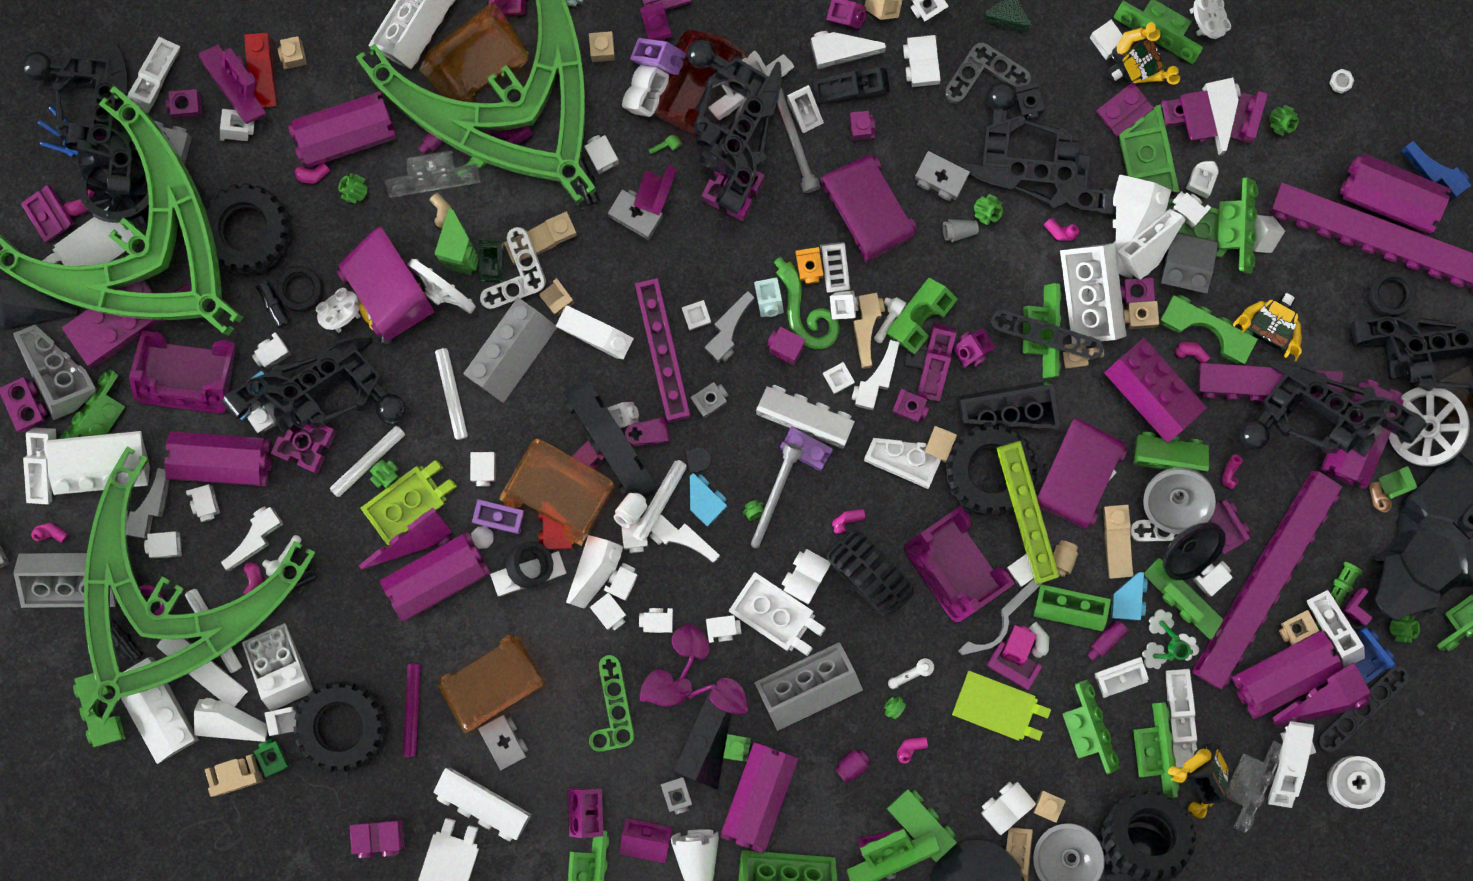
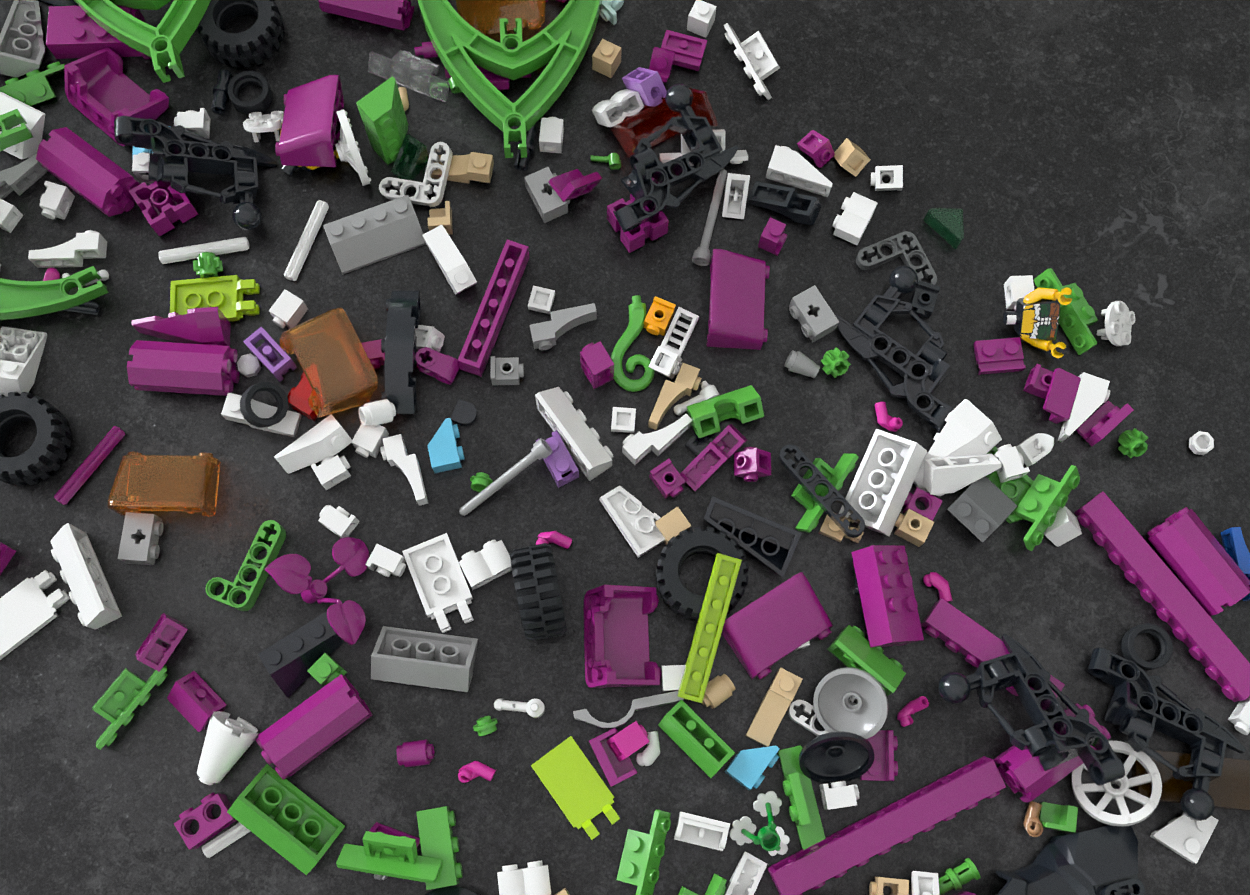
camera: 25 degrees right, 10 degrees down
(311, 176) = (320, 20): dark pink arm -> none
(352, 188) = (343, 45): bright green gear -> none
(609, 612) = (303, 488): white brick -> none
(659, 500) = (407, 423): white axle -> none
(670, 788) = (243, 672): light grey brick -> none
(769, 297) = (609, 322): light aqua bracket -> none
(1107, 640) = (710, 789): magenta cylinder -> none
(1148, 151) = (1001, 396): bright green wing -> none
(1234, 344) = (980, 599): bright green arch -> none
(1274, 324) = (1025, 606): torso -> none

